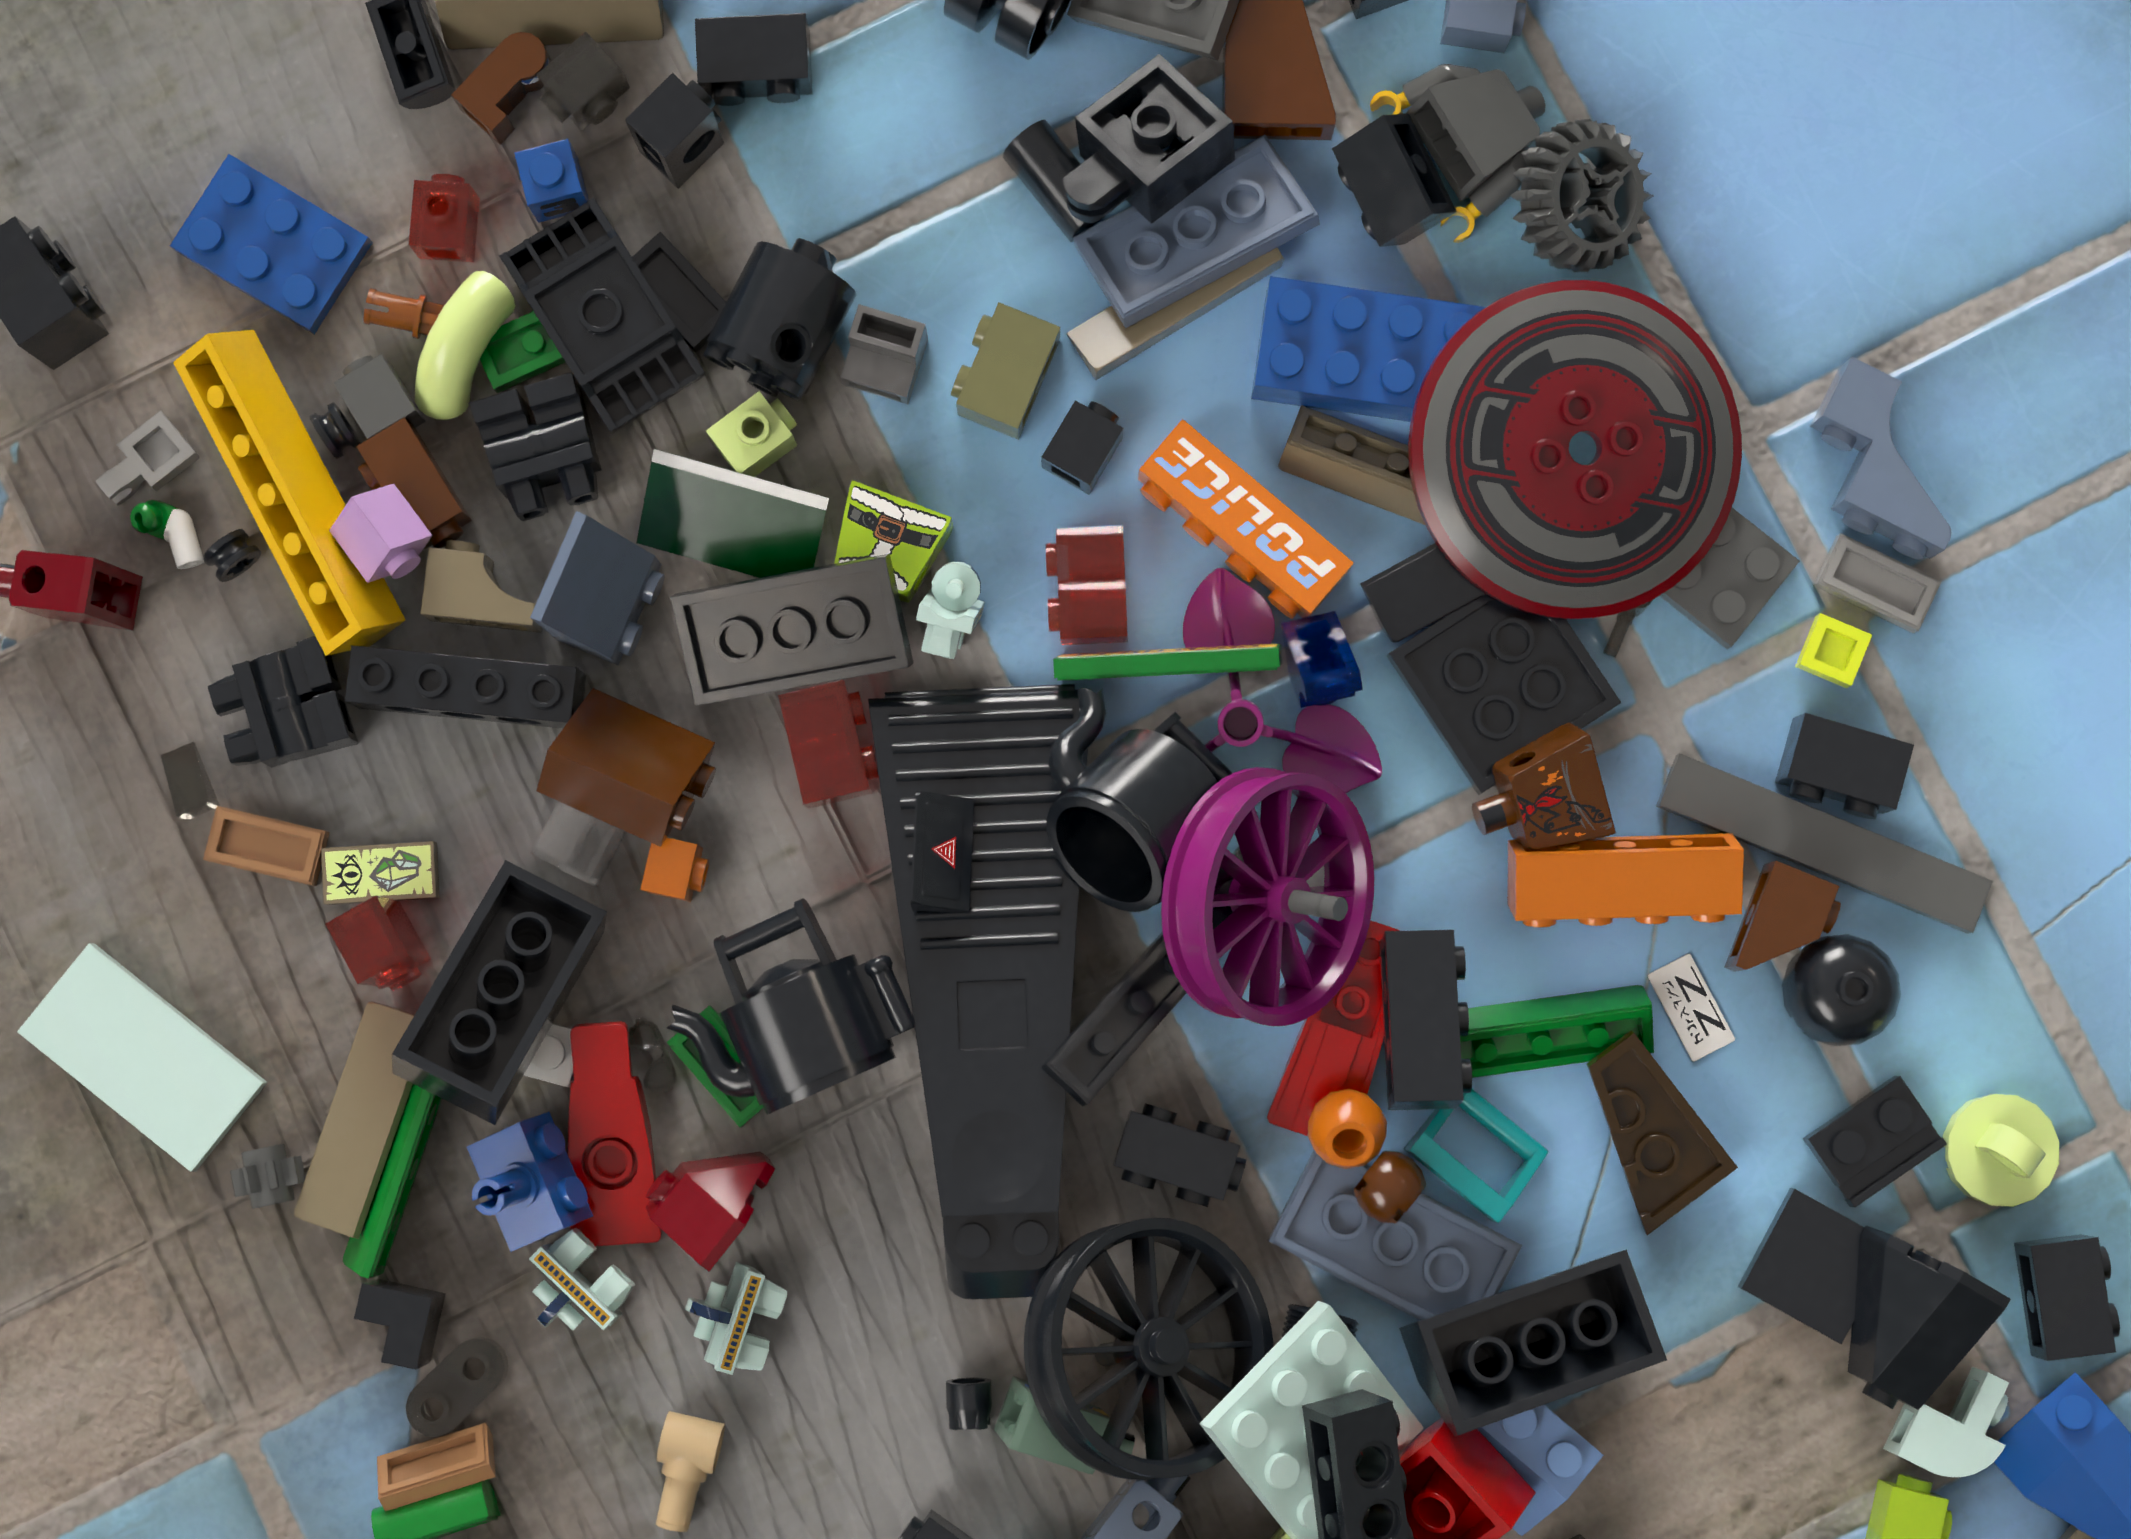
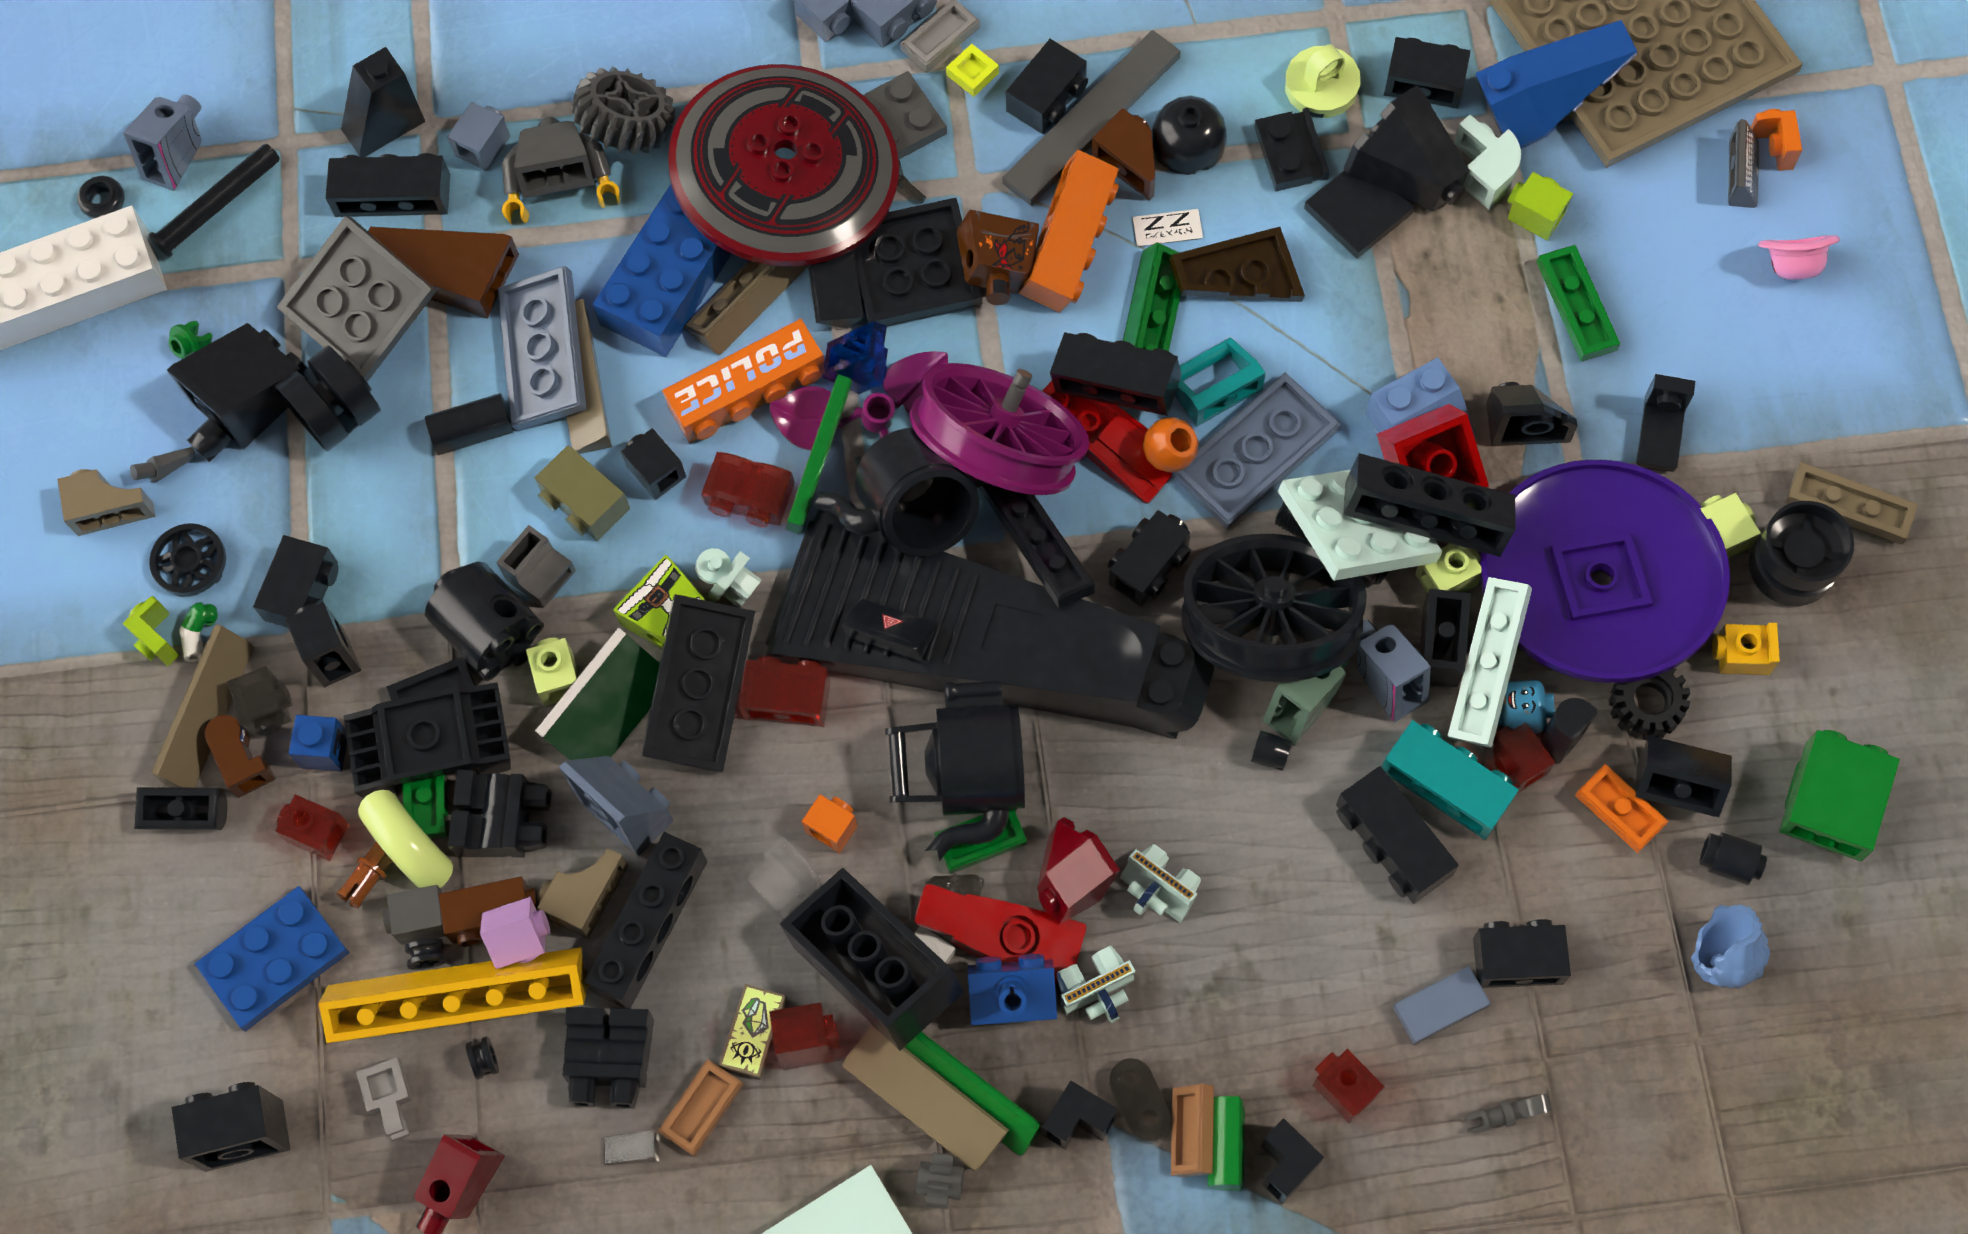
camera: 65 degrees left, 15 degrees down
(172, 526) = (442, 1097): arm -> none
(627, 768) = (749, 821): reddish brown brick -> none
(688, 1452) = (1241, 950): tan pin -> none
(1124, 143) = (472, 350): black brick -> none
(1390, 1187) = (1218, 430): reddish brown piece -> none
(1393, 180) = (563, 218): black brick -> none
(1534, 1343) = (1350, 373): black slope -> none

